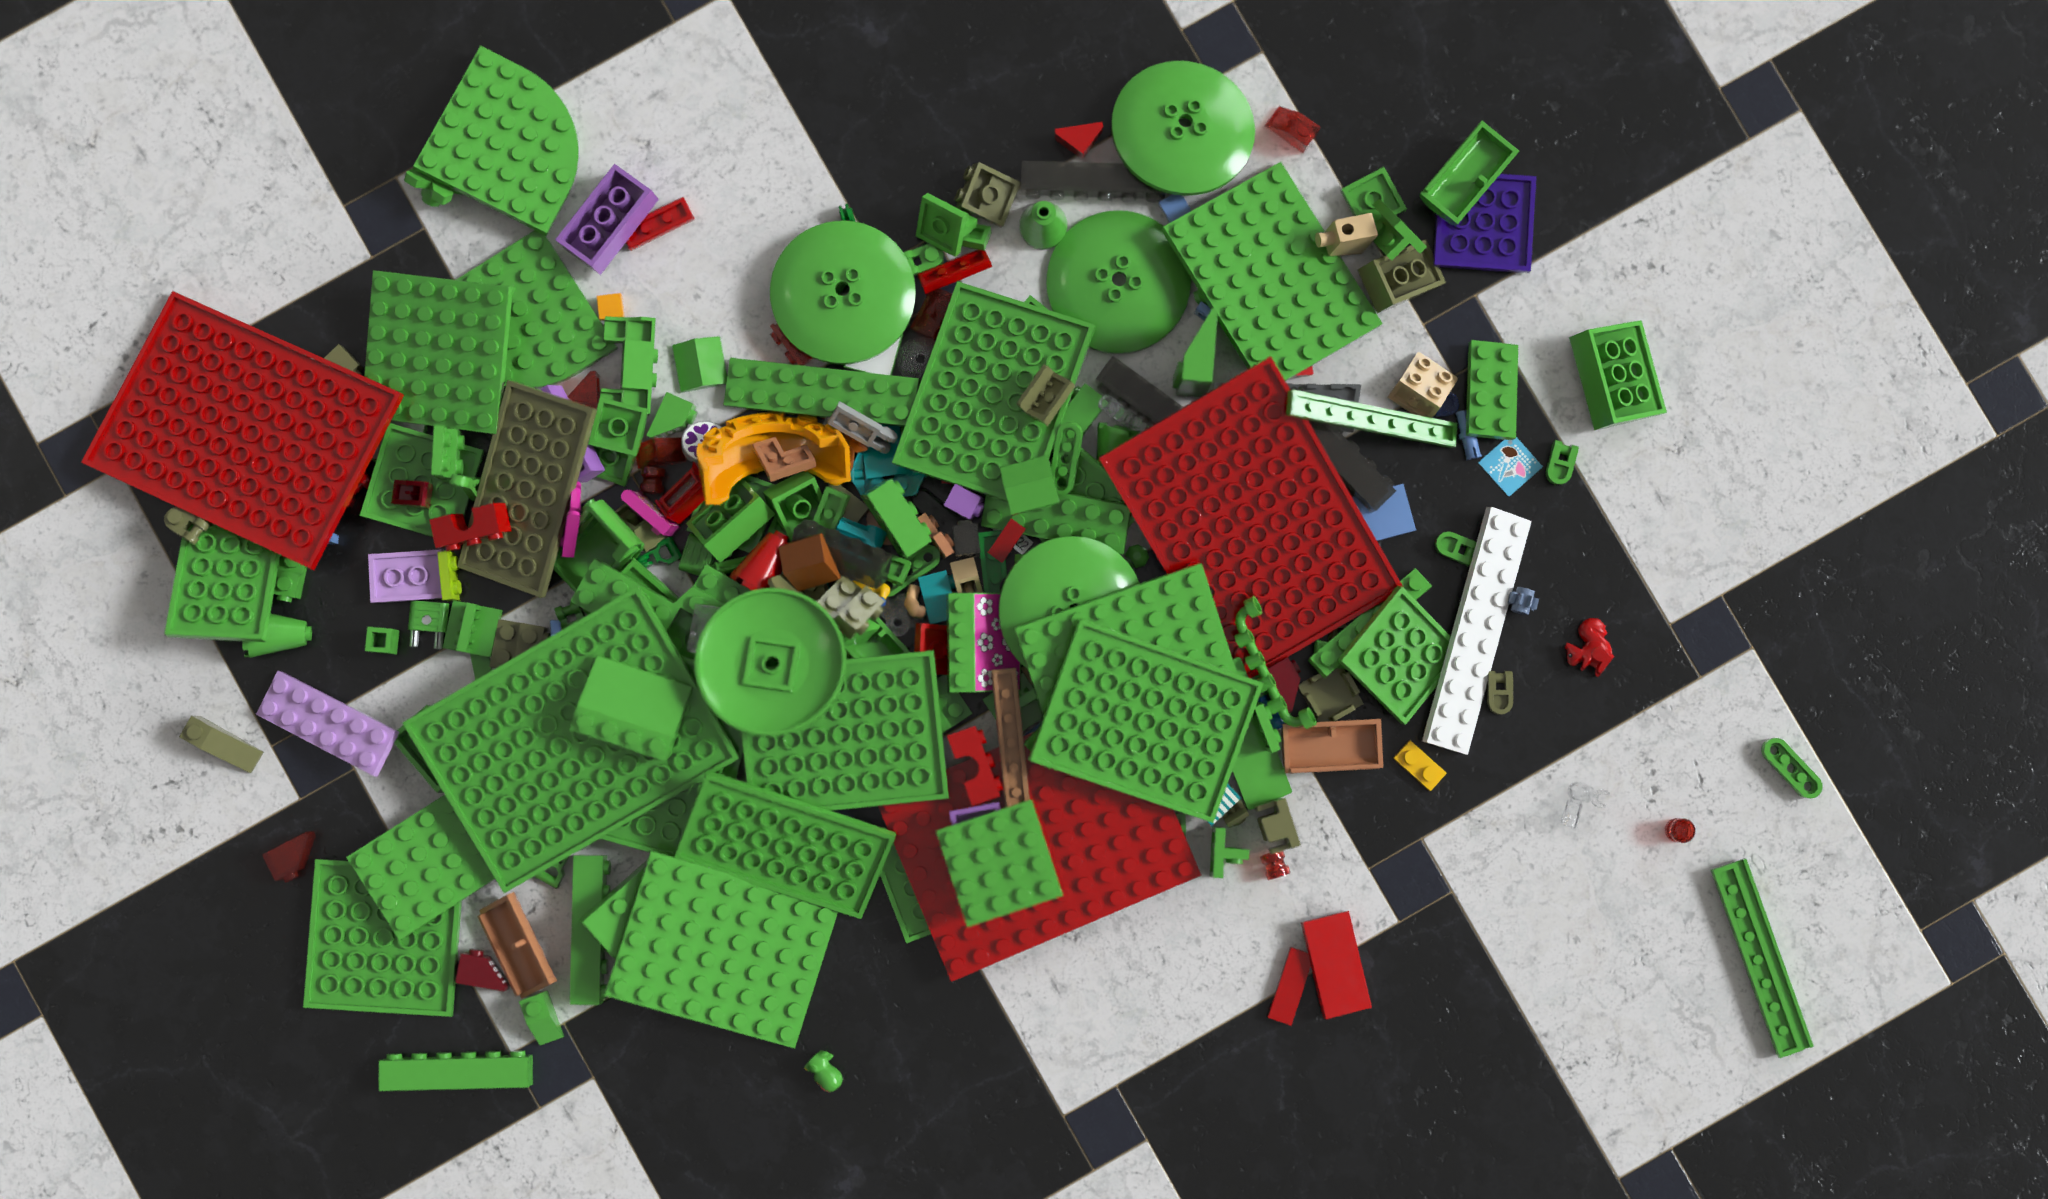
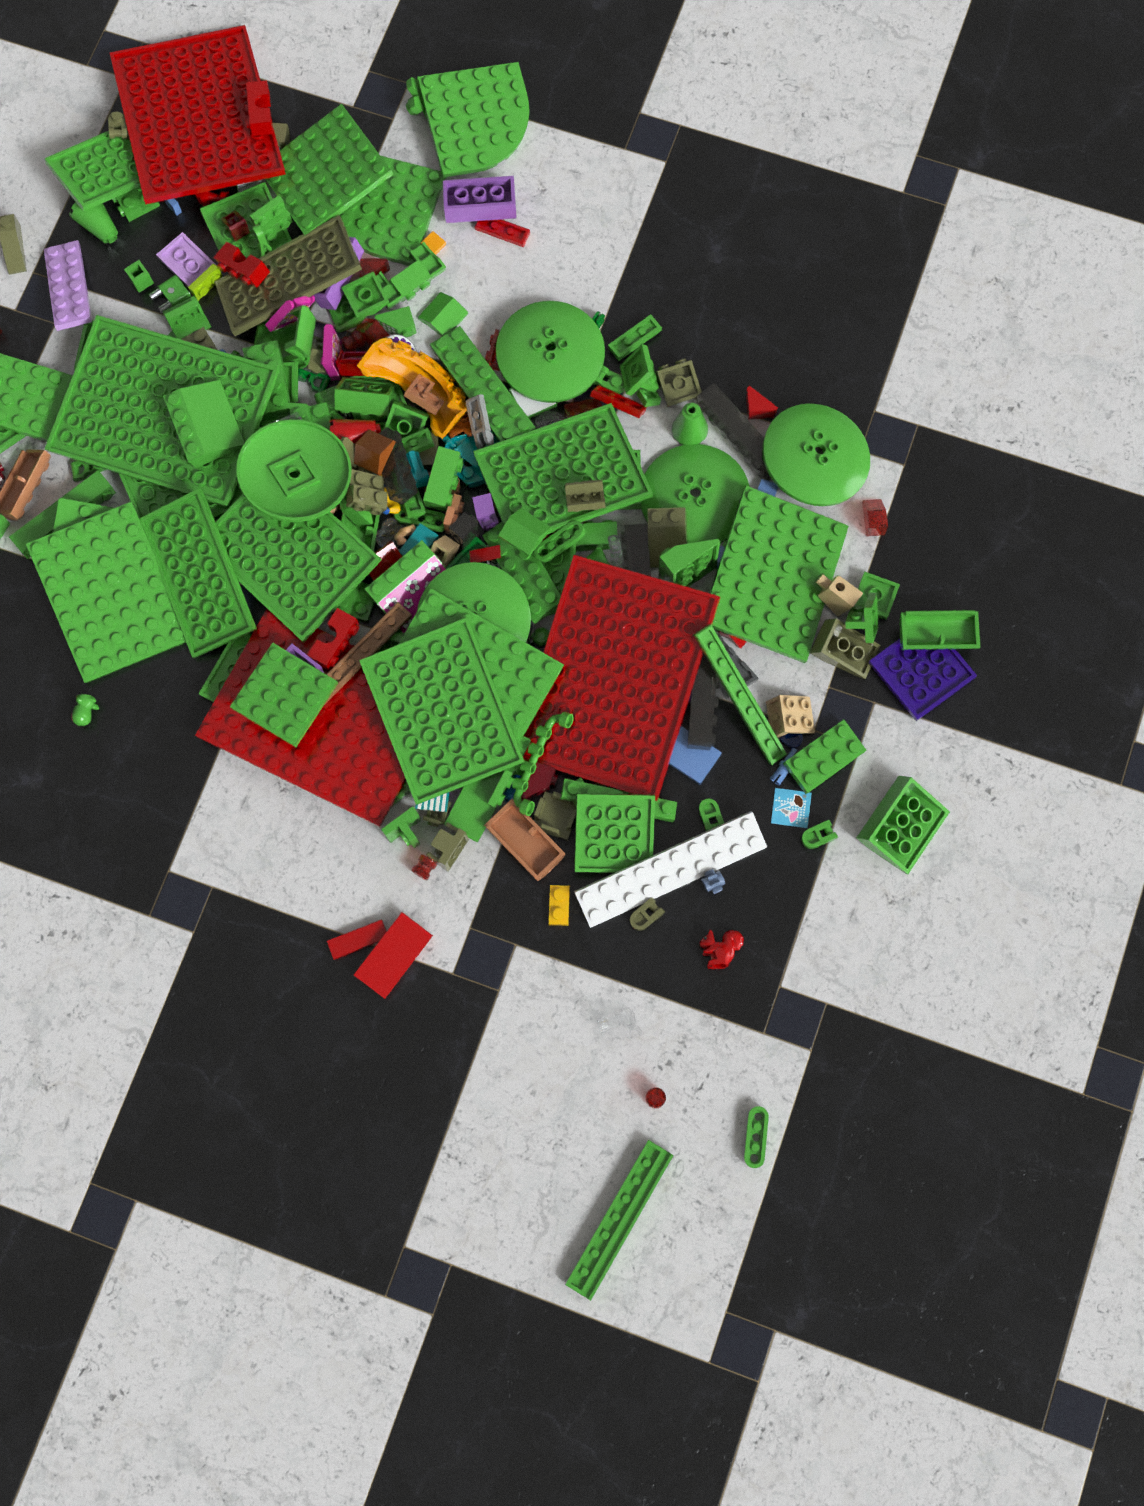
camera: 55 degrees right, 10 degrees down
(286, 349) = (259, 117): none -> red arch
(898, 194) = (634, 337): none -> bright green plate
(1143, 346) = (665, 530): none -> olive slope

